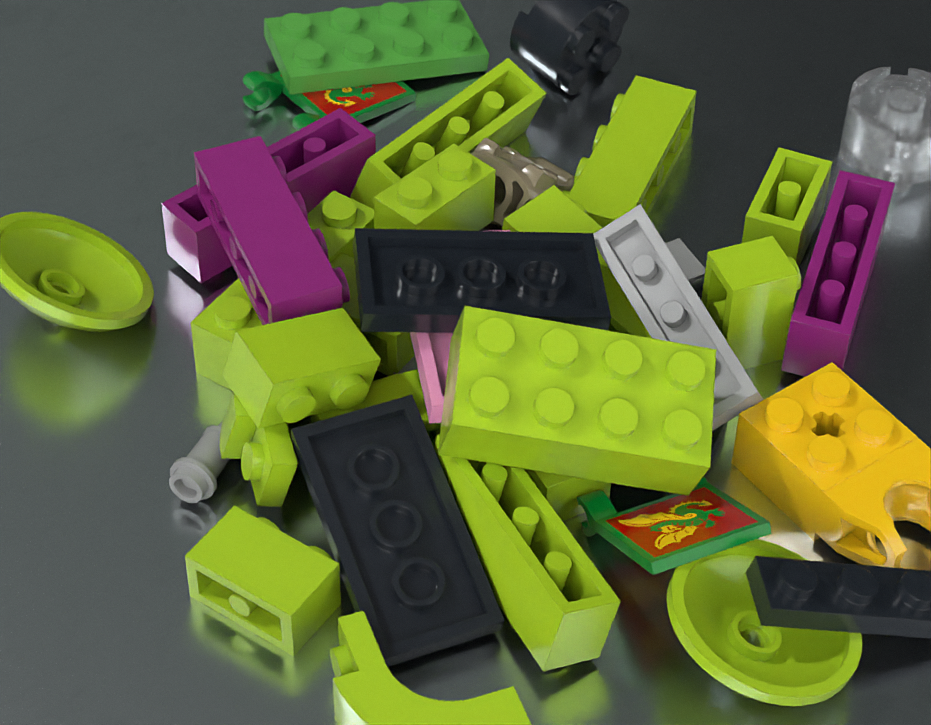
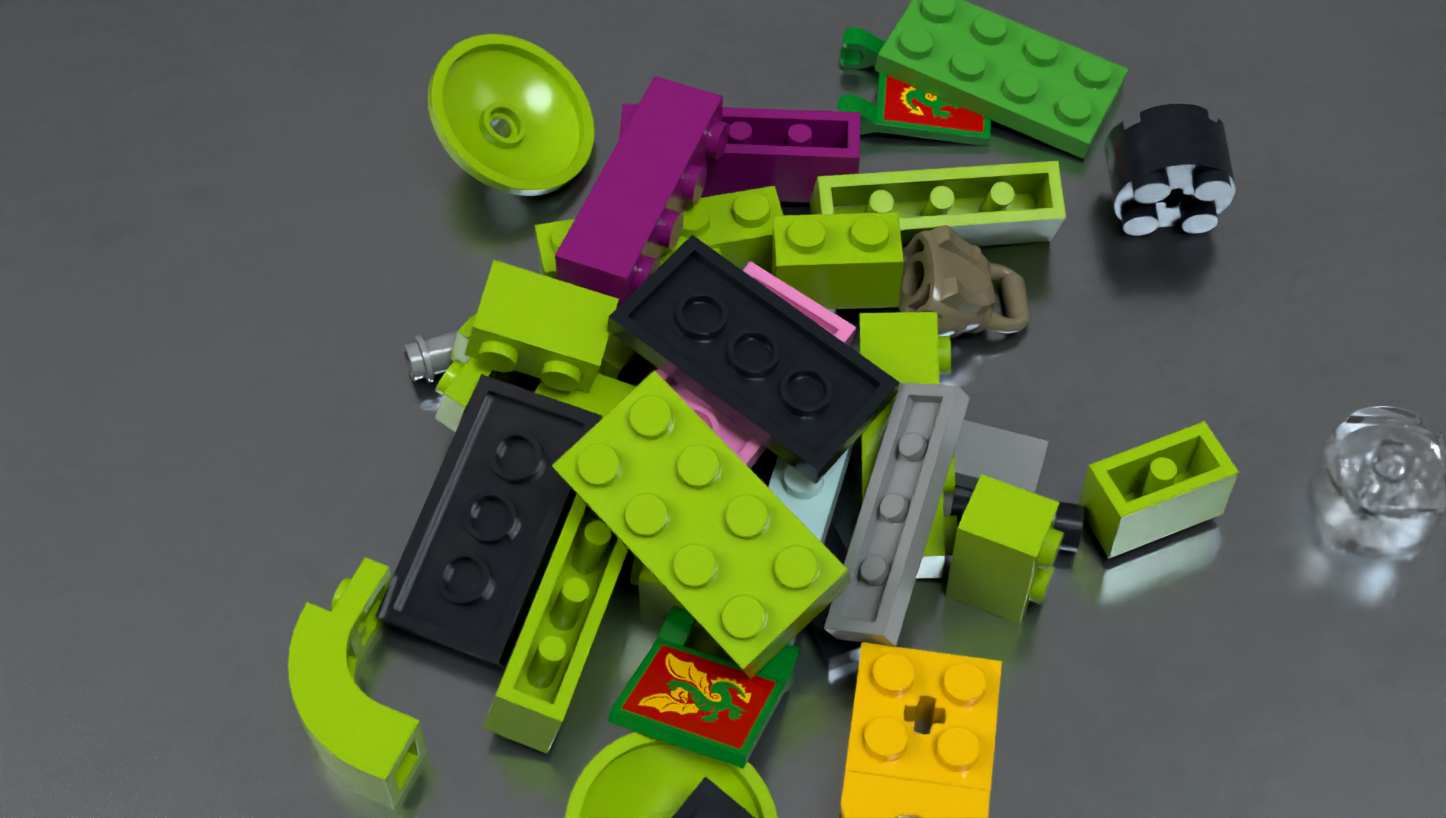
camera: 45 degrees right, 10 degrees up
(264, 579) = (374, 480): lime brick -> none
(635, 150) = (1080, 340): lime brick -> none
(838, 274) = (1132, 585): magenta brick -> none

